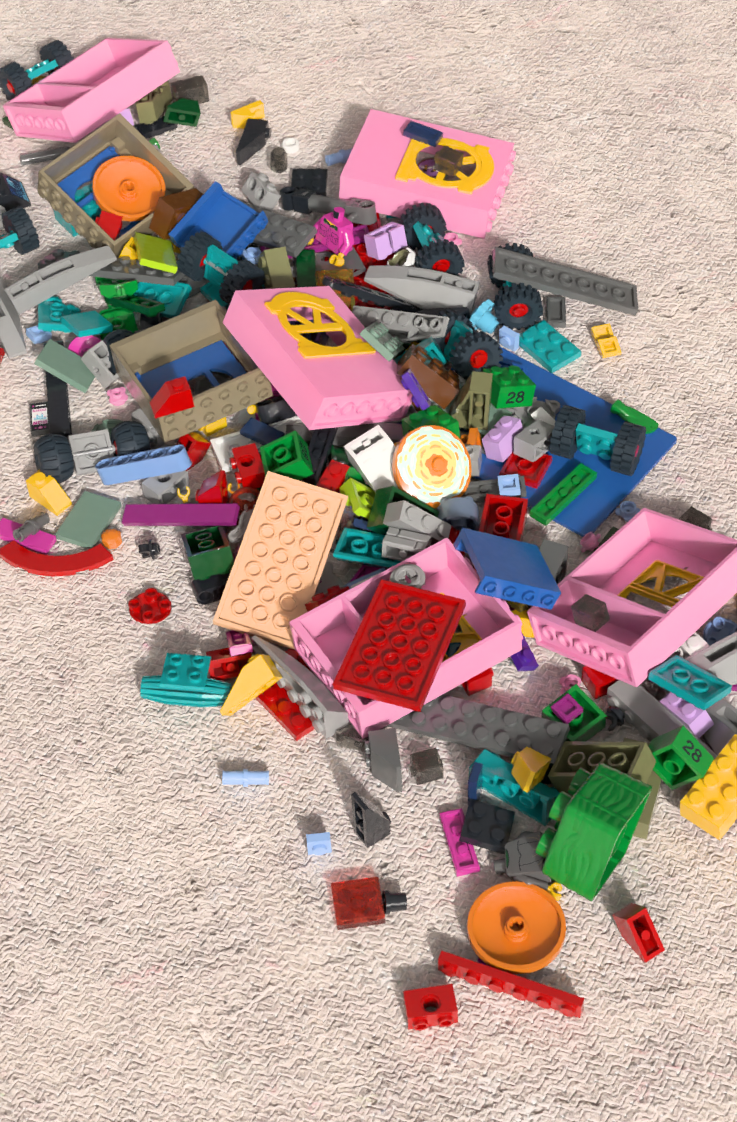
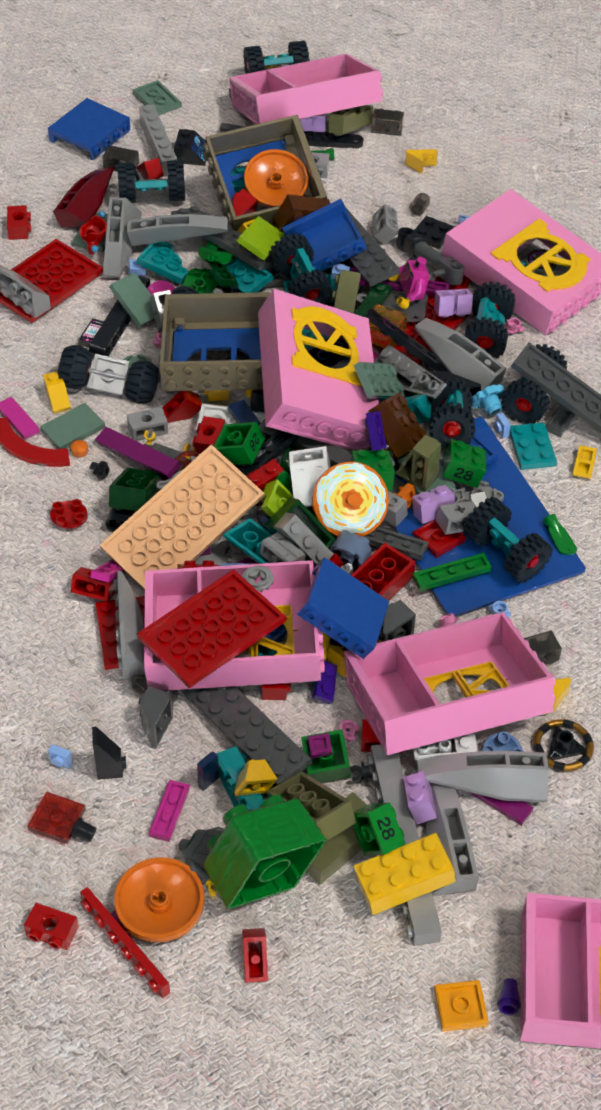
camera: 25 degrees right, 0 degrees up
(31, 526) = (24, 412): dark grey pin -> none
(86, 323) = (173, 273): teal tile -> none
(143, 464) = (136, 400): beam -> none
(172, 398) = (177, 355): red slope -> none
(183, 112) = (369, 136): dark green slope -> none
(185, 683) = (45, 583): teal plate -> none
(213, 490) = (170, 443): red slope -> none
(245, 777) = (44, 678): light blue pin -> none
(251, 682) = (92, 606): yellow slope -> none
(253, 139) = (410, 179): black slope -> none
(290, 145) = (439, 196): white tile -> none
(403, 258) = (457, 323): olive hair -> none
(423, 133) = (539, 225): dark blue tile -> none
(425, 766) = (184, 737): clear smoke brick -> none
(448, 161) = (543, 256): clear smoke brick -> none
(487, 826) = (197, 808): black plate -> none
(509, 485) = (408, 543): light blue plate -> none
(590, 613) = (383, 675): clear smoke brick -> none
(690, 682) = (433, 772): teal plate -> none

